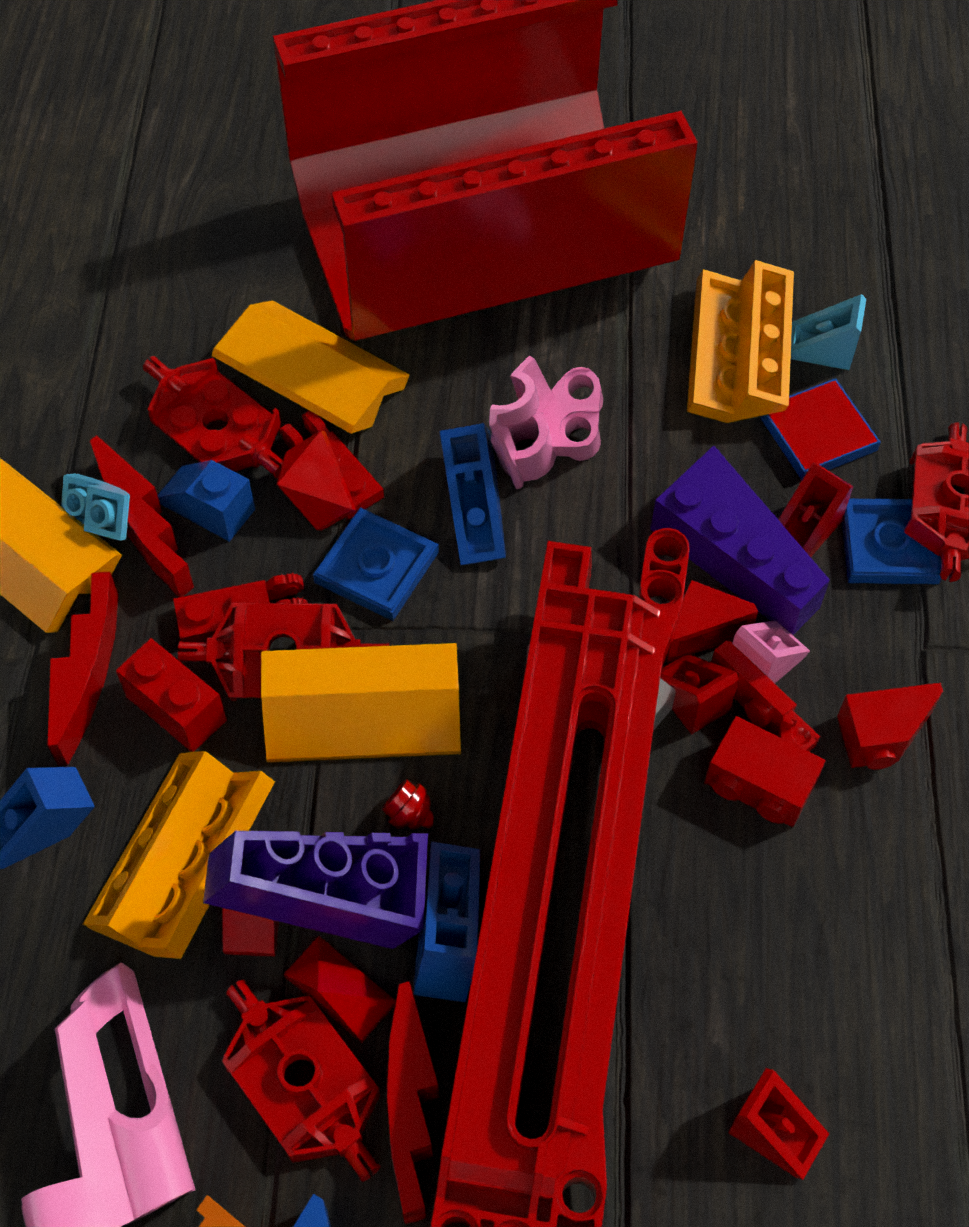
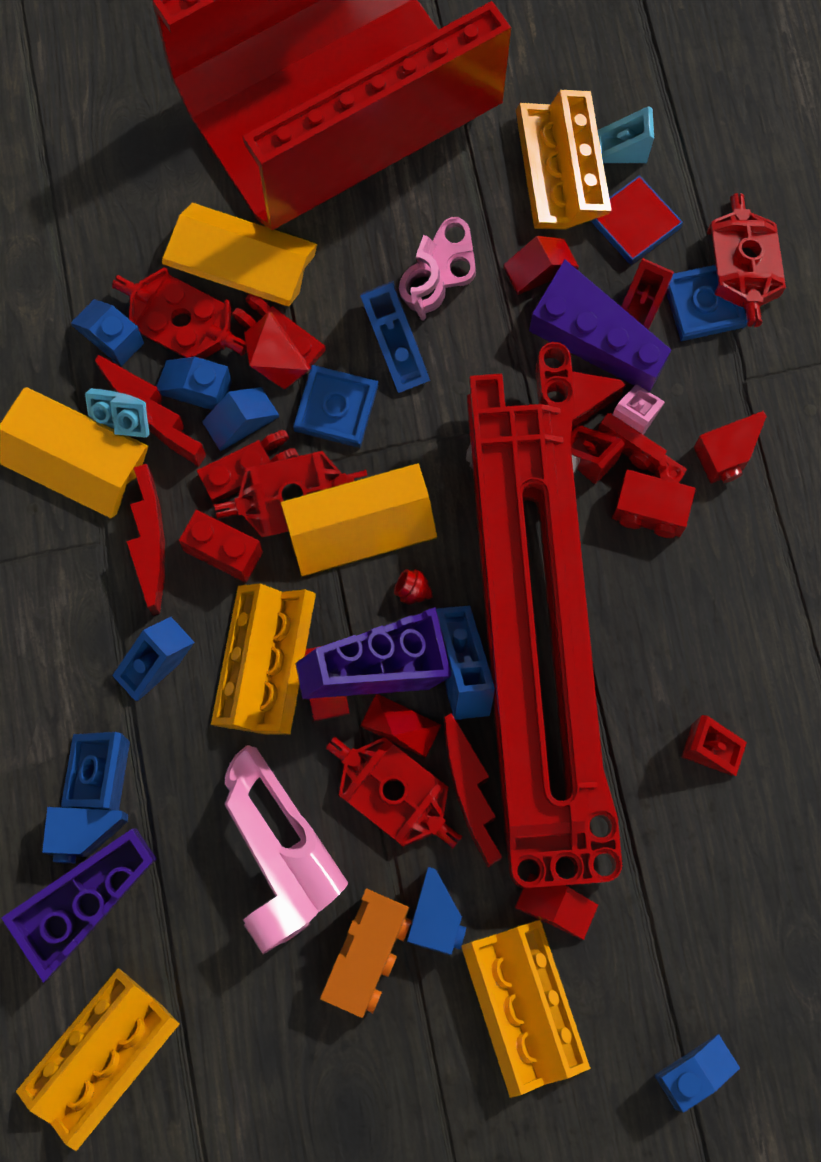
camera: 15 degrees left, 15 degrees up
(124, 419) = (109, 331): none -> blue slope
(249, 546) = (239, 416): none -> blue slope
(677, 447) = (537, 263): none -> red slope

